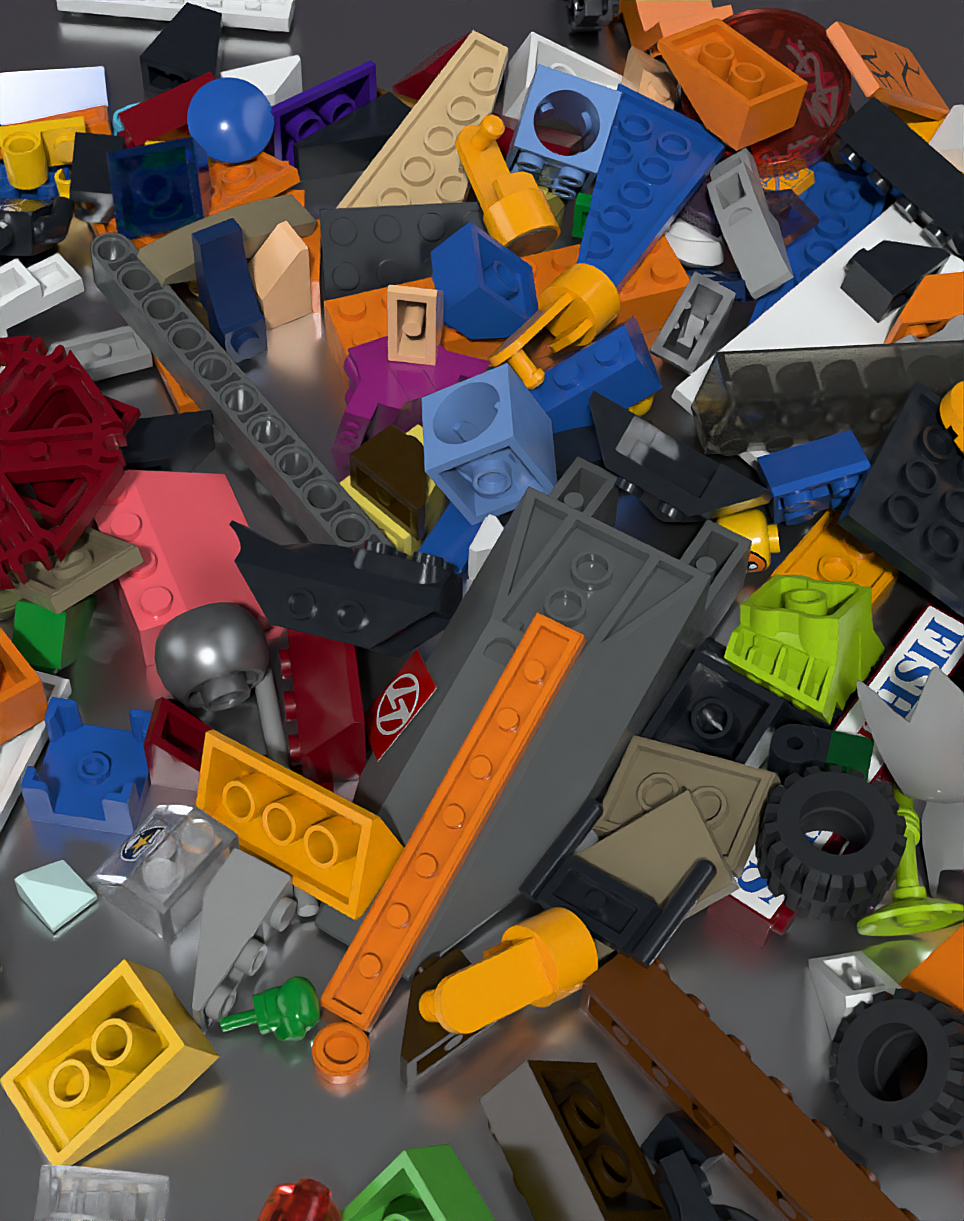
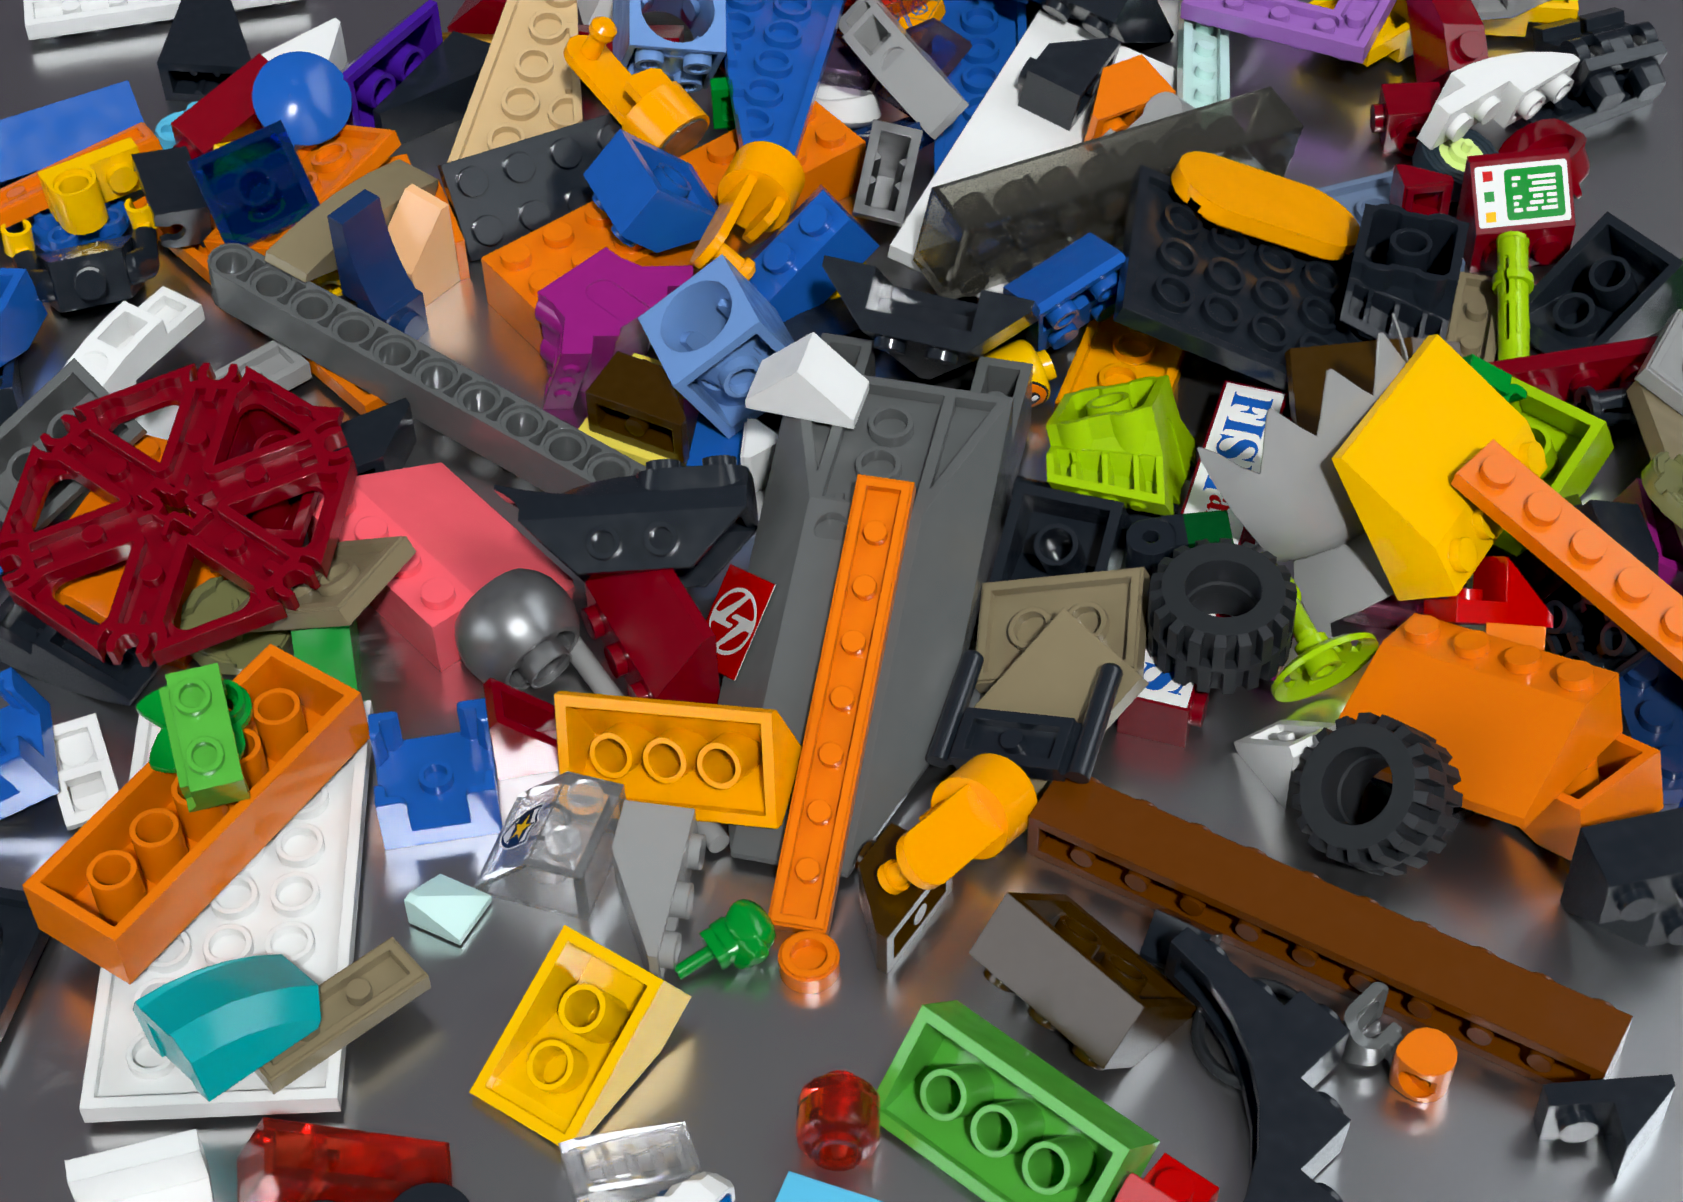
camera: 15 degrees left, 5 degrees down
(414, 324) = (604, 244): light nougat slope -> none
(531, 511) = (809, 384): none -> white slope

